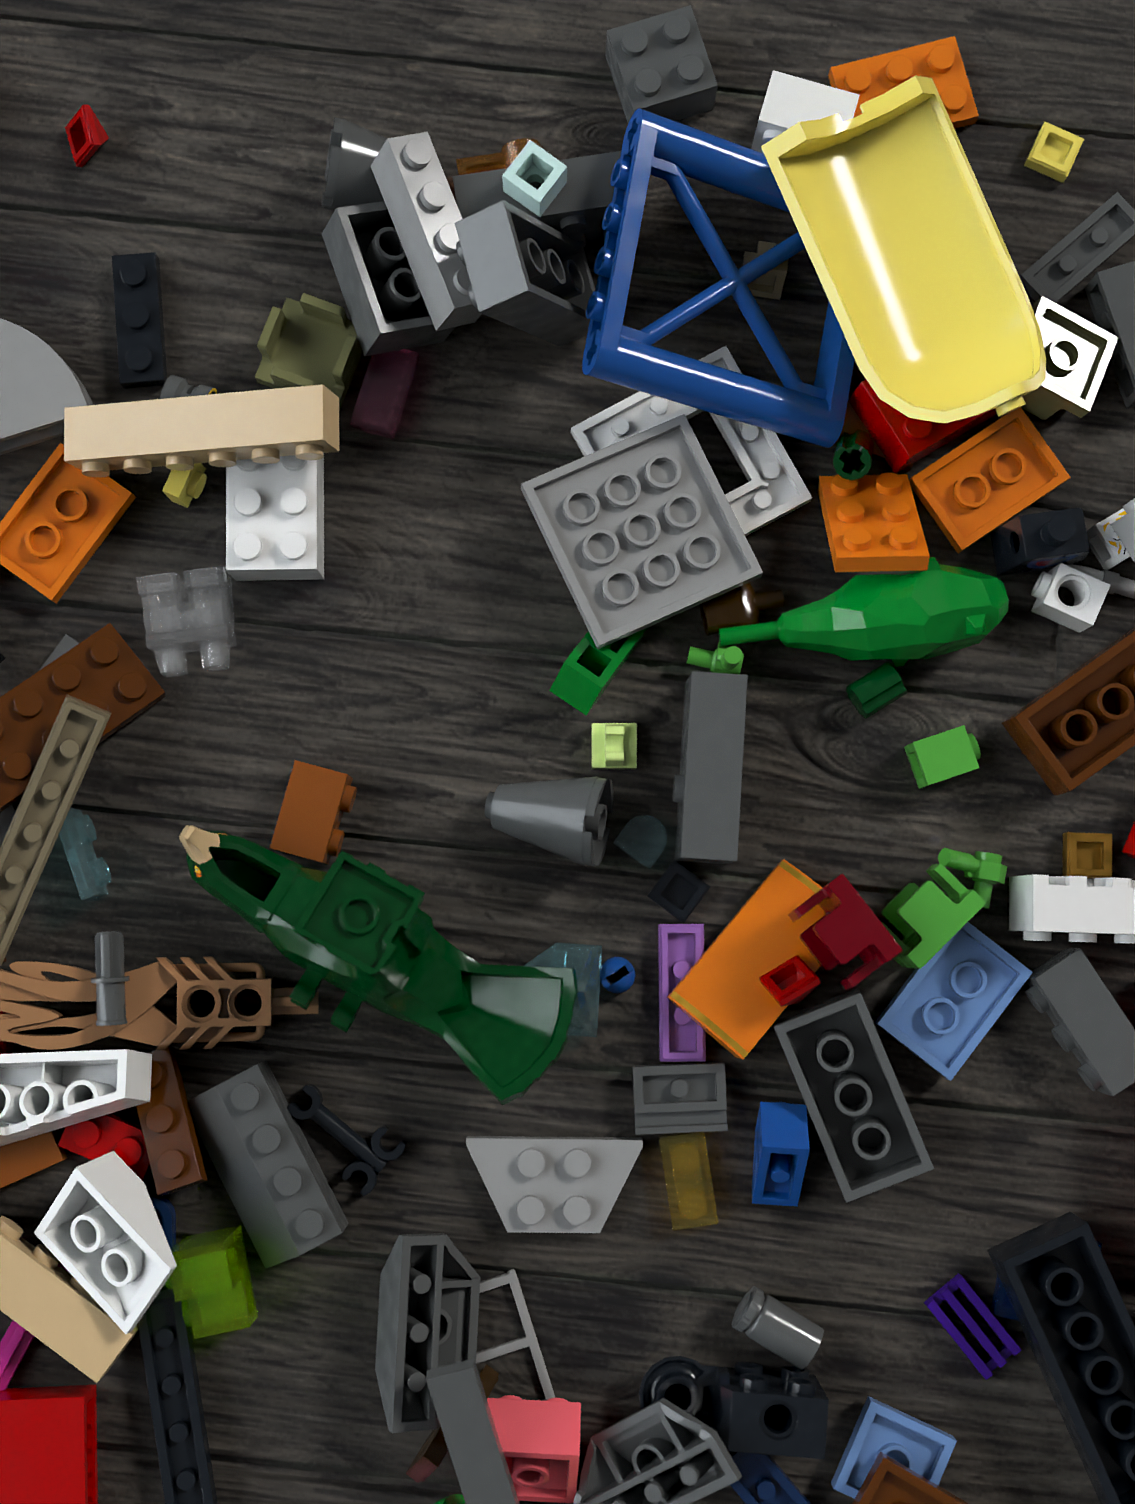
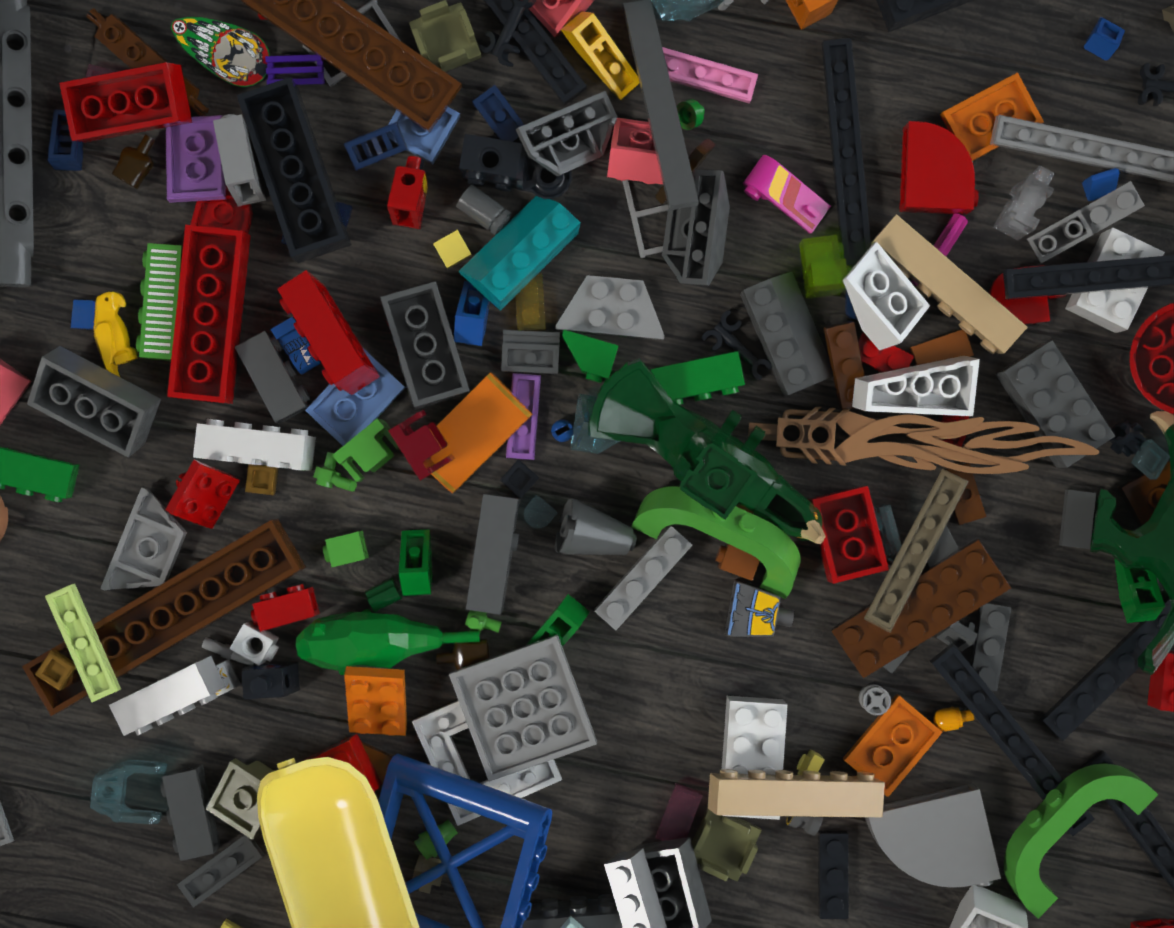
camera: 175 degrees left, 5 degrees up
(82, 584) = (878, 704): none -> light grey wheel
(110, 978) = (874, 454): dark grey axle -> none
(138, 845) = (852, 535): none -> red brick
(191, 624) = (811, 672): clear hips -> none
(285, 1404) = (779, 186): none -> dark pink door
(287, 711) = (755, 612): none -> torso
(315, 837) = (740, 529): none -> bright green arch
(399, 1080) = (701, 377): none -> green brick
(469, 751) = (642, 577): none -> light grey brick
(526, 273) = (582, 879): dark grey brick -> none
(581, 1102) = (591, 355): none -> green slope
(614, 746) = (551, 573): yellowish green tile -> none
(710, 1266) = (520, 250): none -> teal slope
(741, 336) = (425, 844): none -> bright green cone
(790, 981) = (456, 417): red slope -> none
(821, 1256) = (452, 249): none -> light yellow tile
(831, 744) = (415, 562): none -> green slope
(853, 455) = (382, 746): dark green piece -> none
(904, 1343) = (408, 194): none -> red torso
(988, 479) = (297, 724): orange plate -> none
(997, 1357) = (351, 180): dark purple tile -> none
(999, 1405) = (355, 156): none -> dark blue slope
(1013, 1101) = (328, 333): none -> red brick
(1034, 652) = (284, 609): none -> red brick
(1057, 1077) = (295, 346): none -> blue leg

